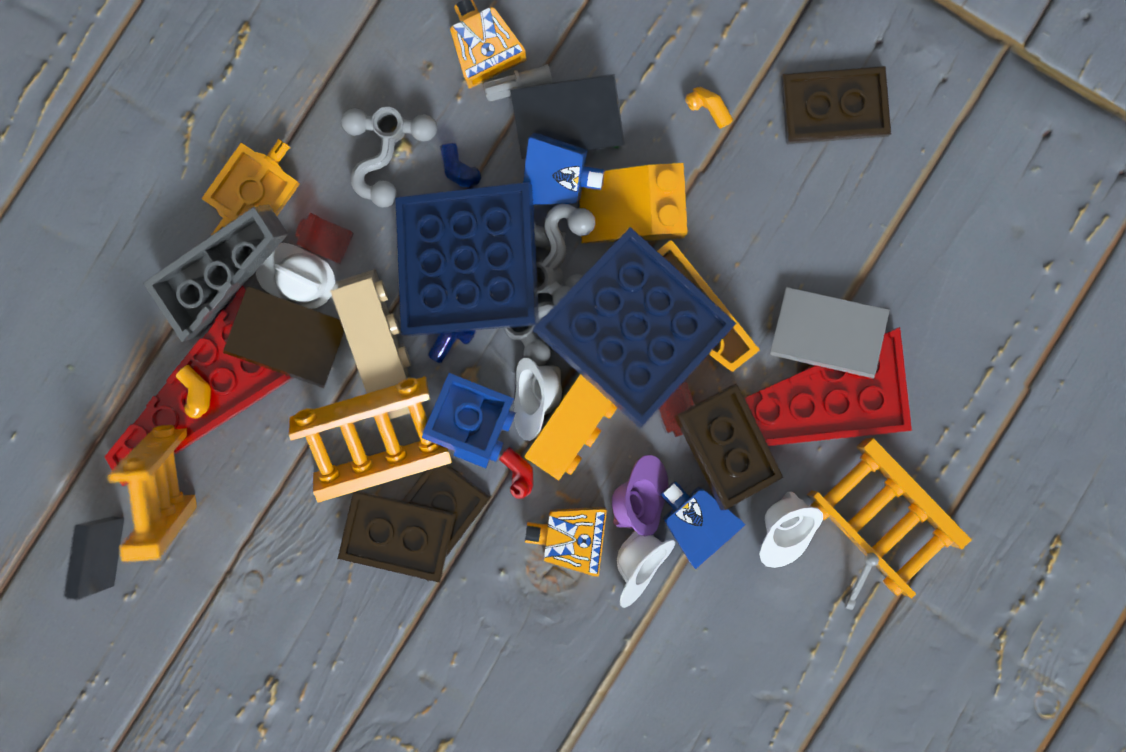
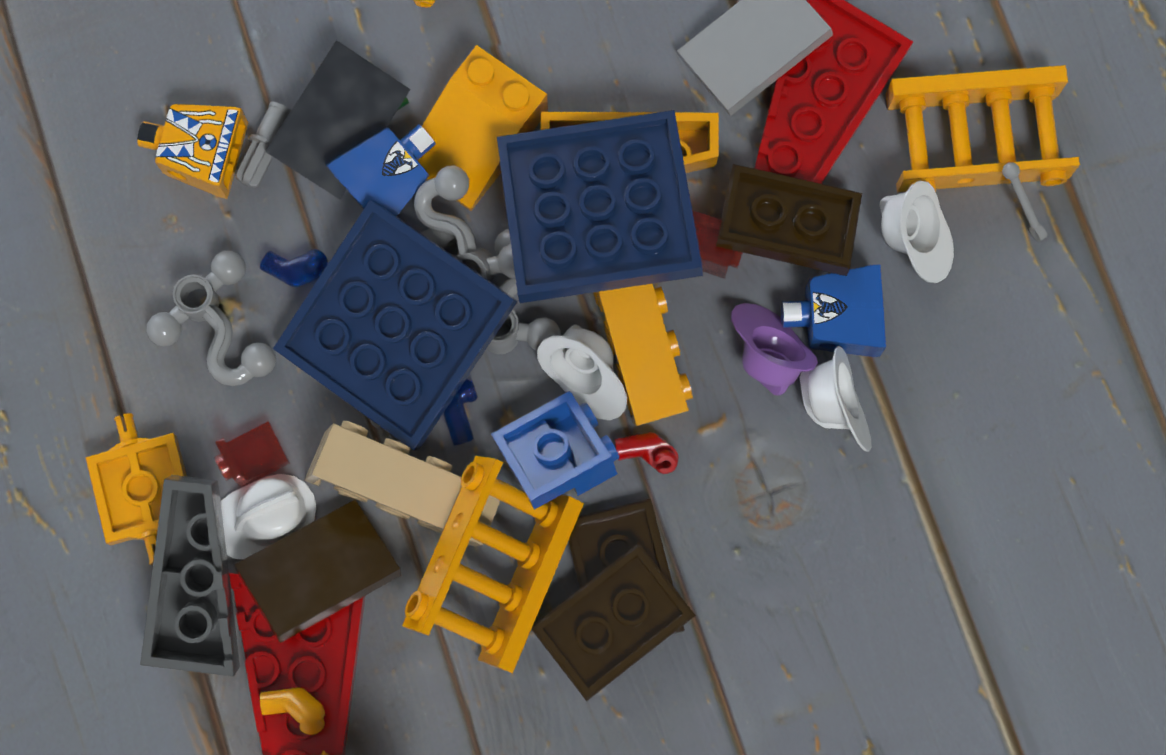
camera: 50 degrees left, 10 degrees down
(571, 538) = (757, 448): torso -> none

